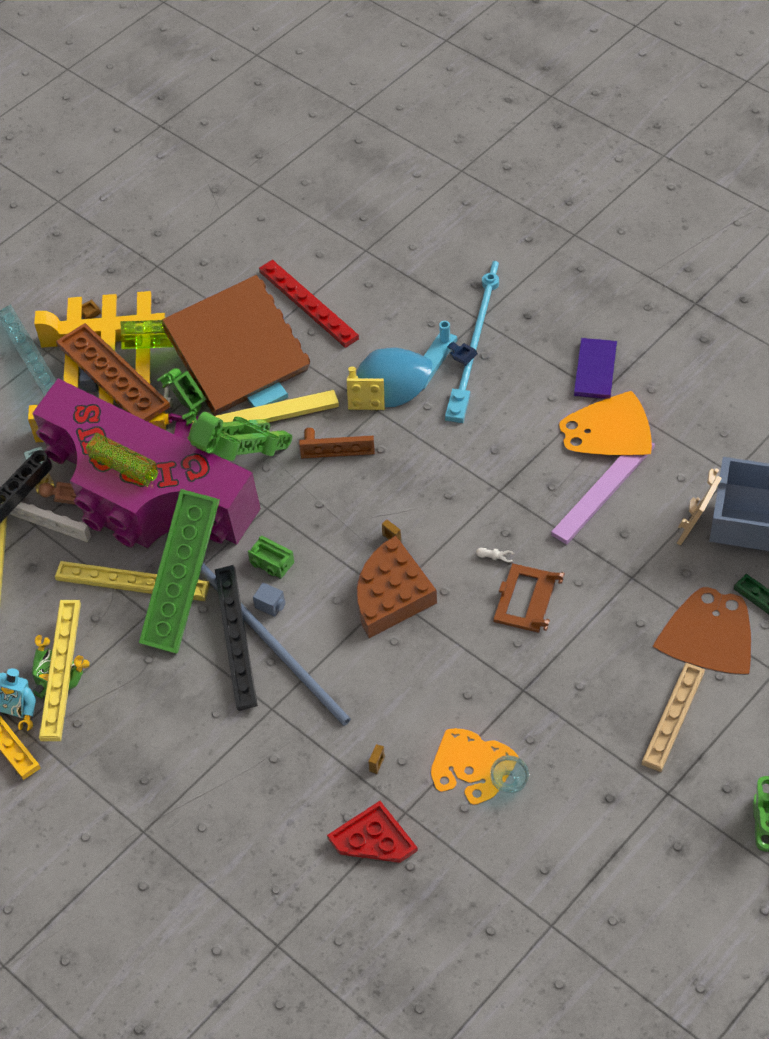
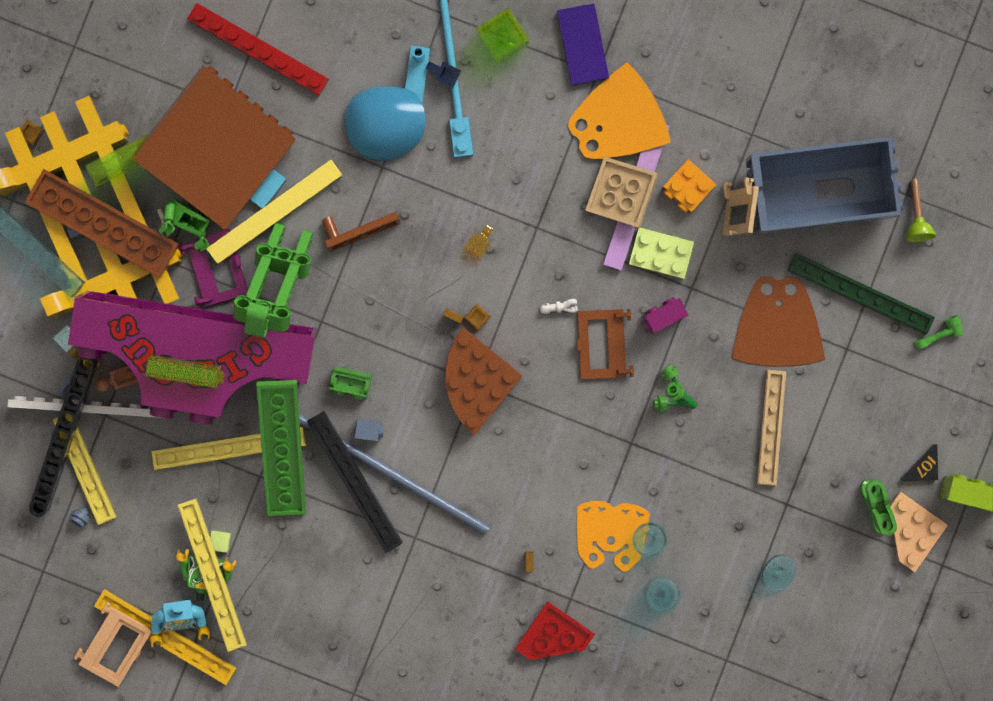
camera: 25 degrees left, 35 degrees up
(85, 650) = (220, 540): none -> yellowish green tile
(364, 393) = (360, 163): light yellow plate -> none
(414, 542) = (477, 317): none -> pearl gold tile
(441, 486) = (479, 244): none -> clear yellow plate
(502, 826) = (659, 604): none -> clear light blue piece
(525, 339) = (502, 35): none -> clear neon green brick
(583, 636) = (674, 392): none -> bright green plant
(590, 478) = (622, 192): none -> tan plate
(595, 582) = (668, 314): none -> magenta brick
(611, 540) = (661, 253): none -> yellowish green plate
(637, 849) = (778, 573): none -> clear light blue piece
(656, 494) = (688, 187): none -> light orange plate

